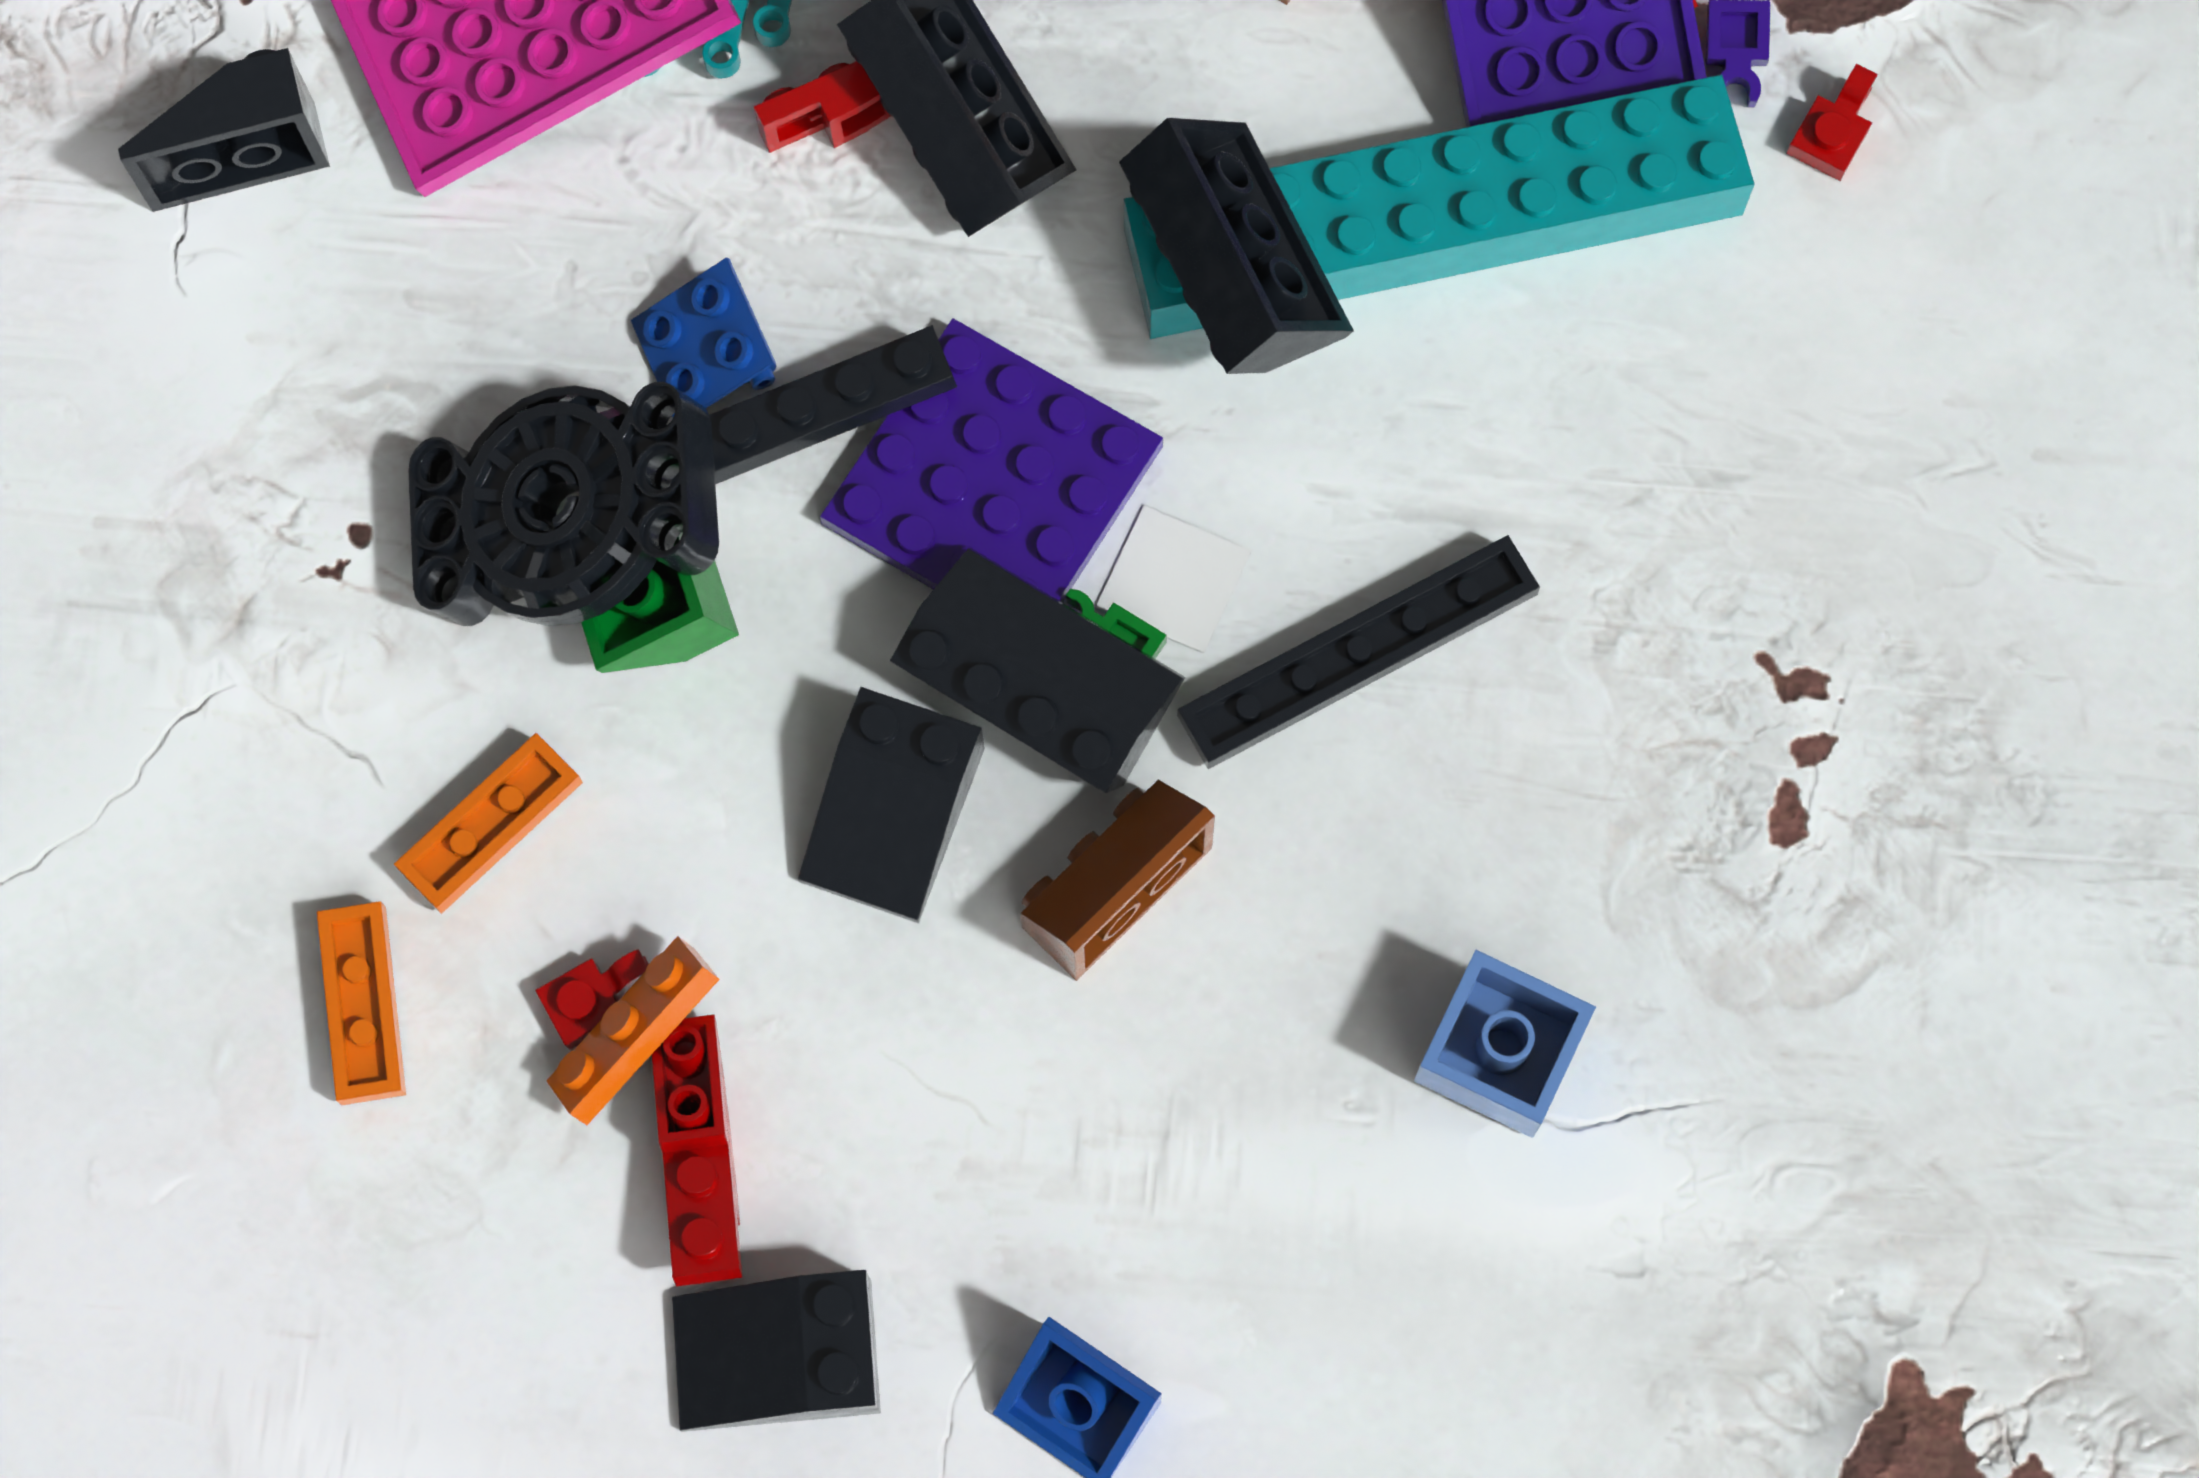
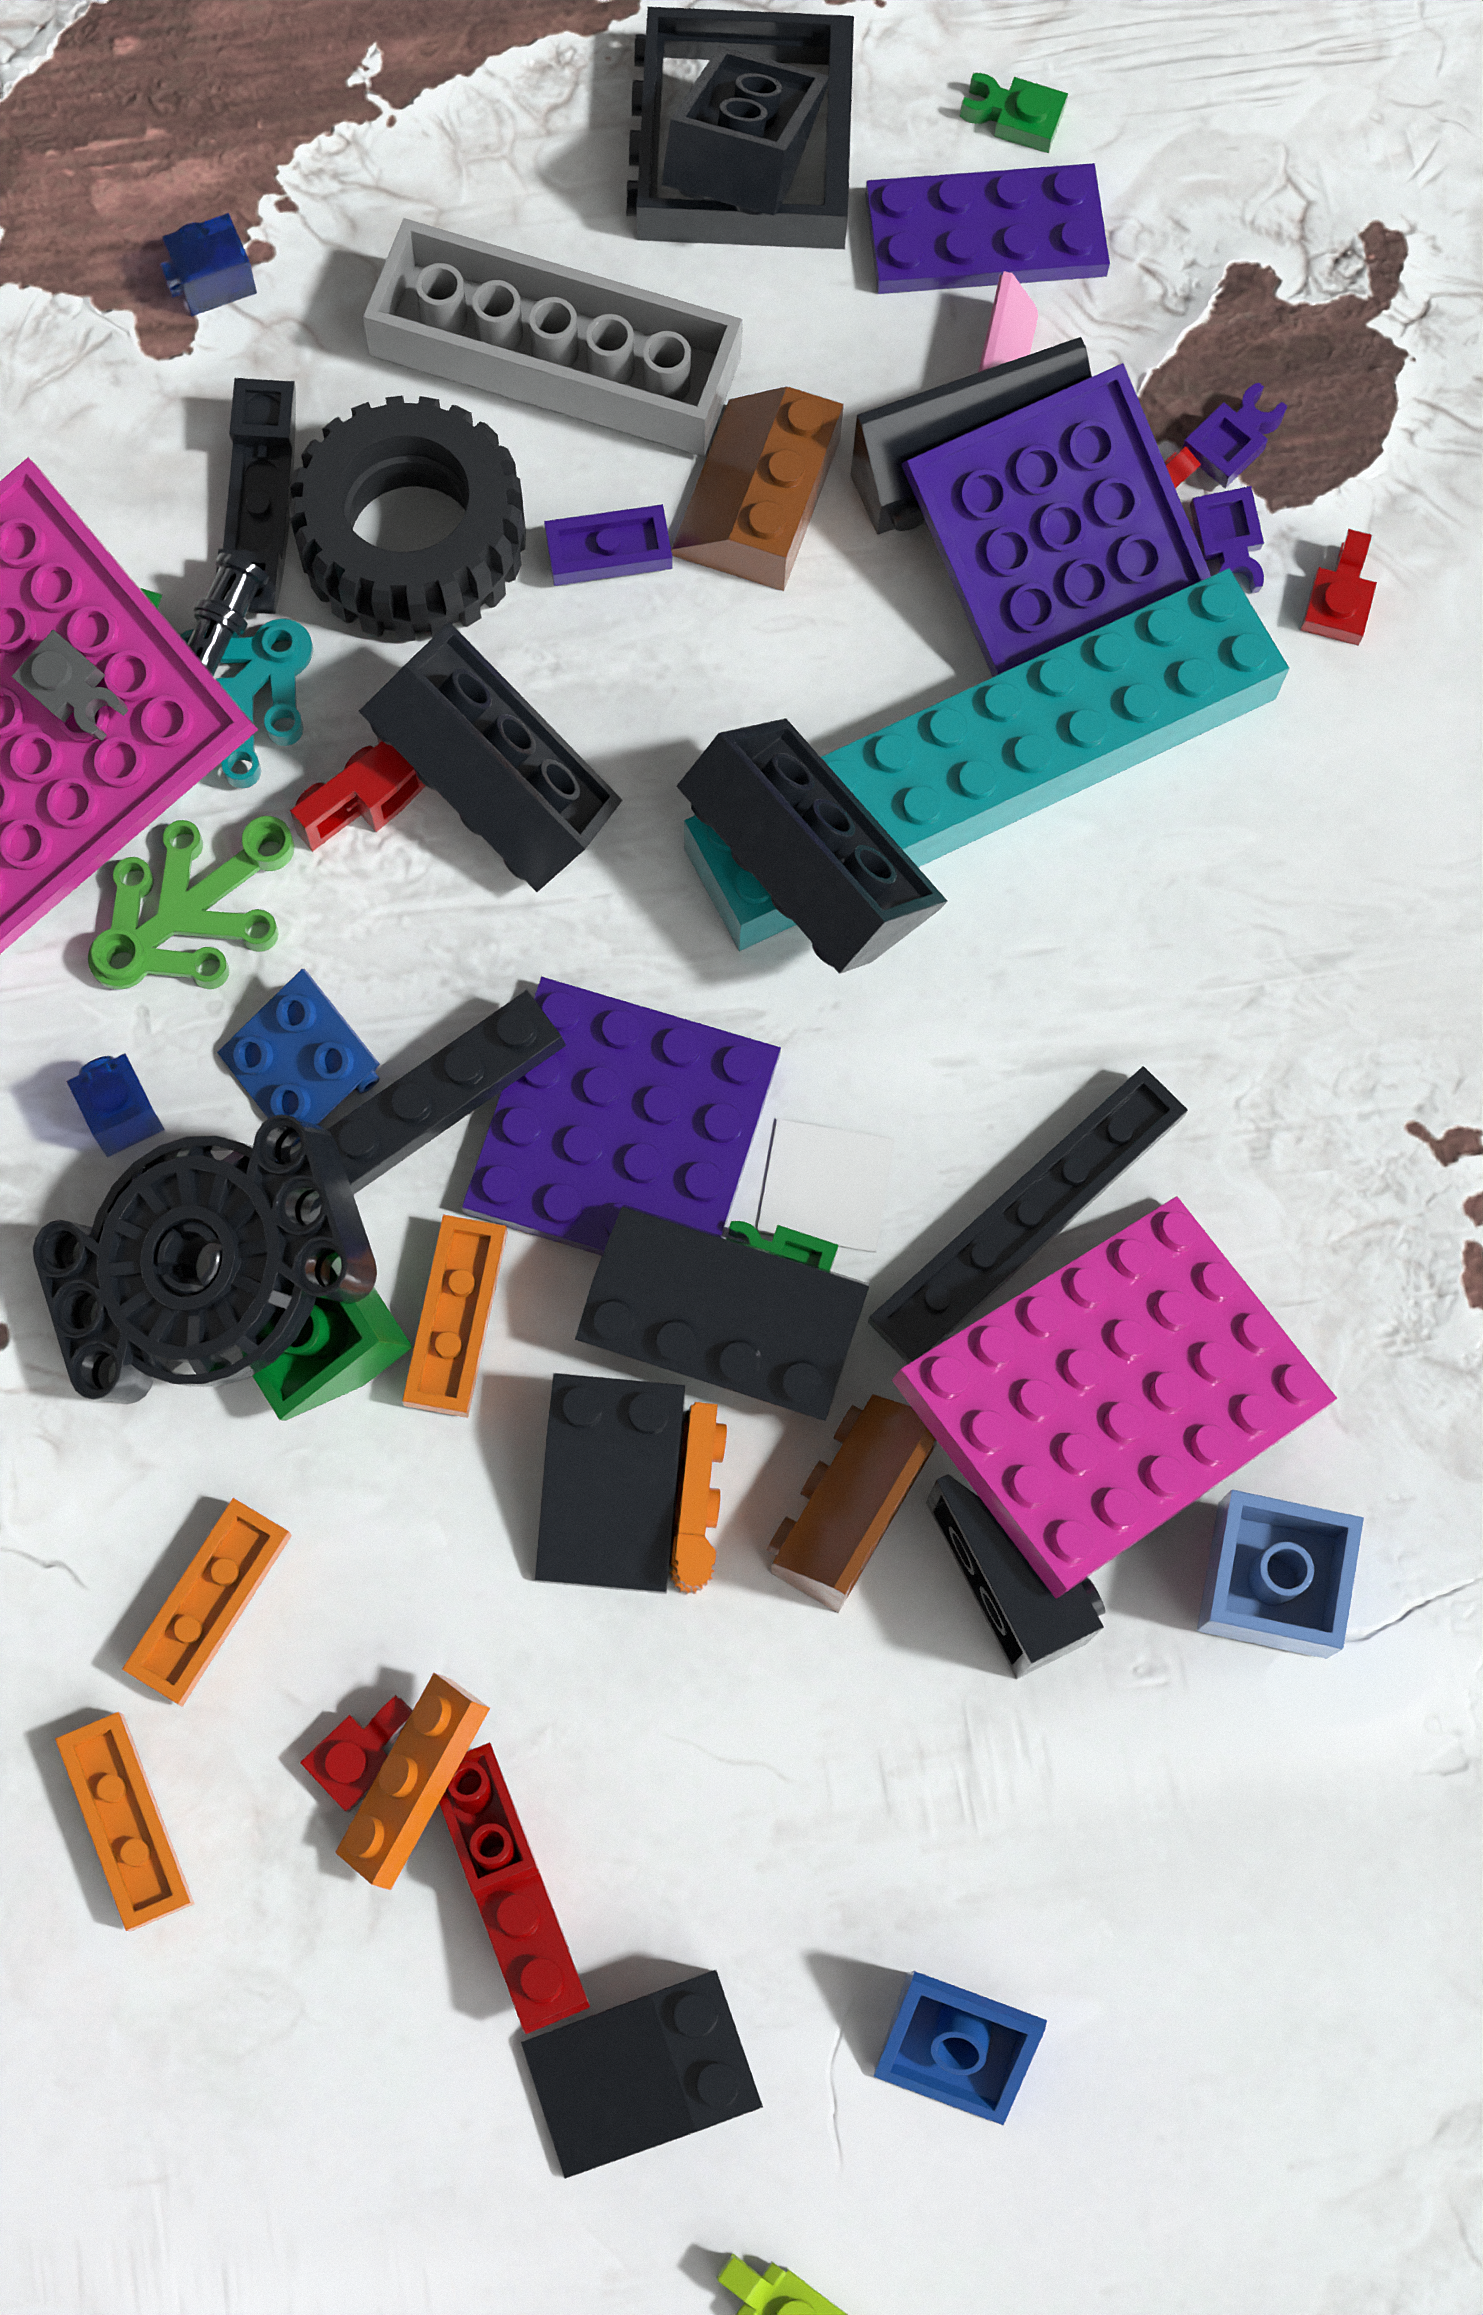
camera: 20 degrees left, 0 degrees up
(521, 344) = (114, 1103): none -> clear blue brick
(636, 180) = (185, 911): none -> bright green plant
(787, 616) = (455, 1316): none -> orange plate
(967, 842) = (696, 1502): none -> orange hinge
(1252, 992) = (1013, 1598): none -> black slope
(1389, 832) = (1113, 1394): none -> dark pink plate

